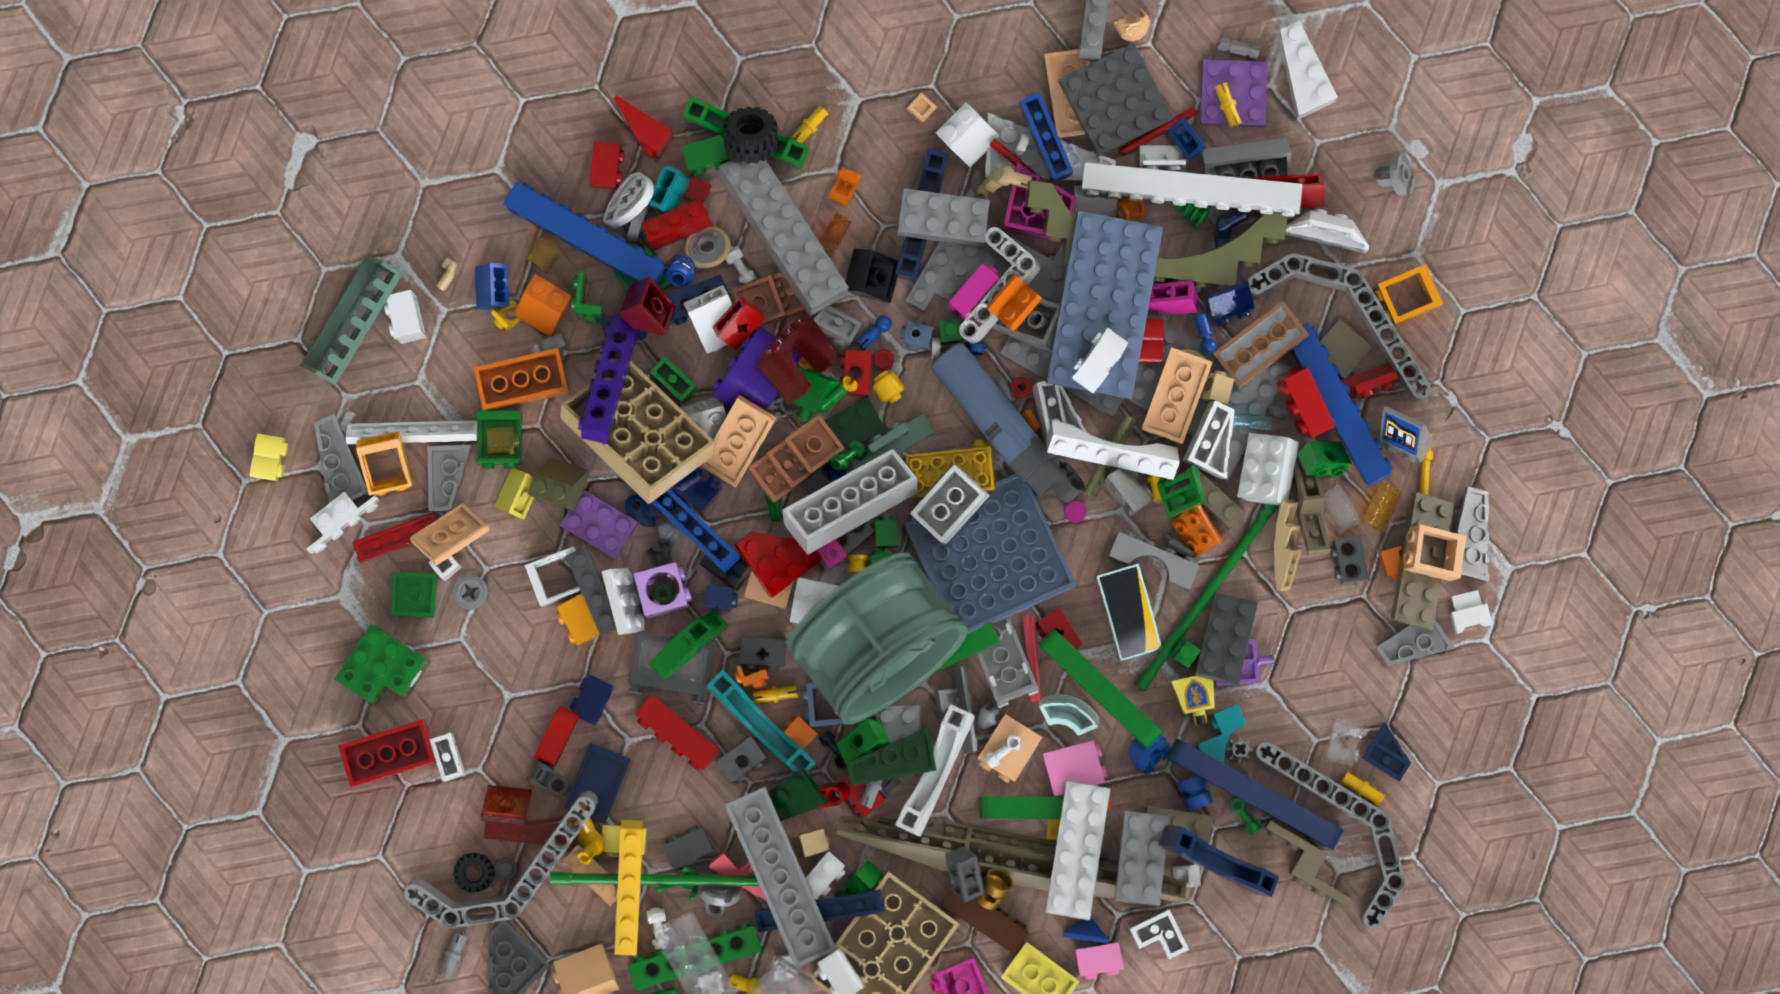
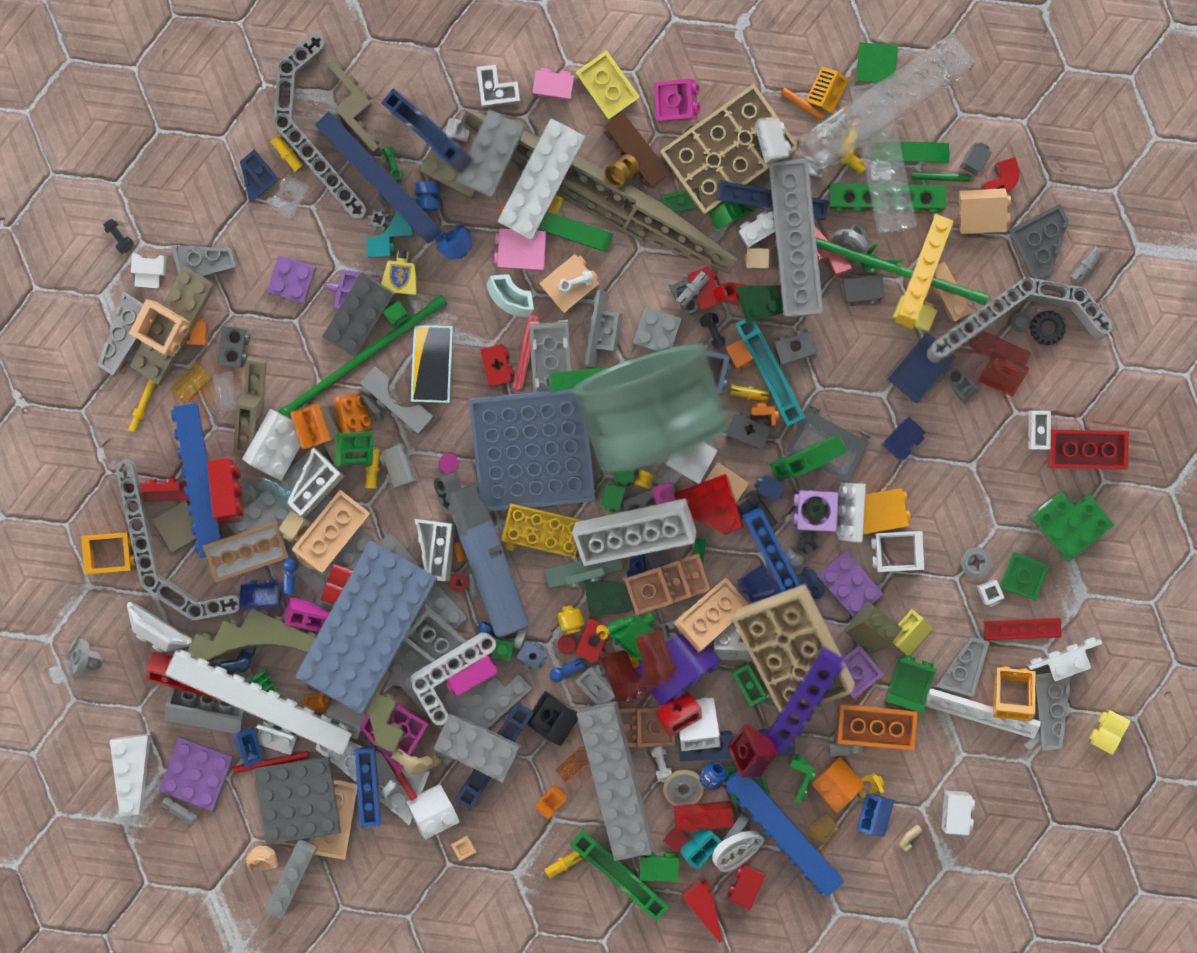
camera: 170 degrees left, 5 degrees up
(351, 319) = (1004, 824): sand green window -> none
(449, 534) = (978, 616): light nougat tile -> none
(501, 441) = (909, 680): clear yellow brick -> none
(556, 736) = (943, 417): red beam -> none
(557, 435) = (862, 670): none -> medium lavender plate
(589, 840) = (942, 320): yellow arm -> none
(592, 590) = (874, 529): dark grey plate -> none
(656, 917) = (909, 241): white bar -> none
(677, 732) = (841, 387): red brick -> none
(750, 135) = (614, 882): black tyre -> none
(855, 450) = (615, 575): green bar -> none
(870, 733) = (699, 322): green brick -> none
(899, 759) = (665, 303): dark green wing -> none
(918, 879) = (680, 200): none -> green plate
(948, 744) = (654, 264): white arch -> none
(949, 504) = (552, 502): white brick -> none
(964, 874) = (642, 189): dark grey brick -> none
(986, 718) = (580, 314): light grey arm -> none
(1013, 302) = (442, 653): orange bracket -> none
(1086, 930) = (556, 111): blue slope -> none
(1100, 688) = (478, 307): green beam -> none
(1102, 356) = (389, 578): white brick -> none
(1102, 471) = (404, 499): olive bar -> none
(1148, 459) = (430, 518): white arch -> none
(1228, 105) = (204, 764): yellow pin -> none
(1237, 499) = (310, 426): none -> orange bracket
(1285, 552) = (284, 371): tan slope -> none
(1311, 653) = (291, 279): none -> medium lavender plate
(1324, 459) = (225, 437): green brick -> none
(1404, 435) = (151, 434): slope -> none
(1504, 632) = (124, 244): none -> black bar

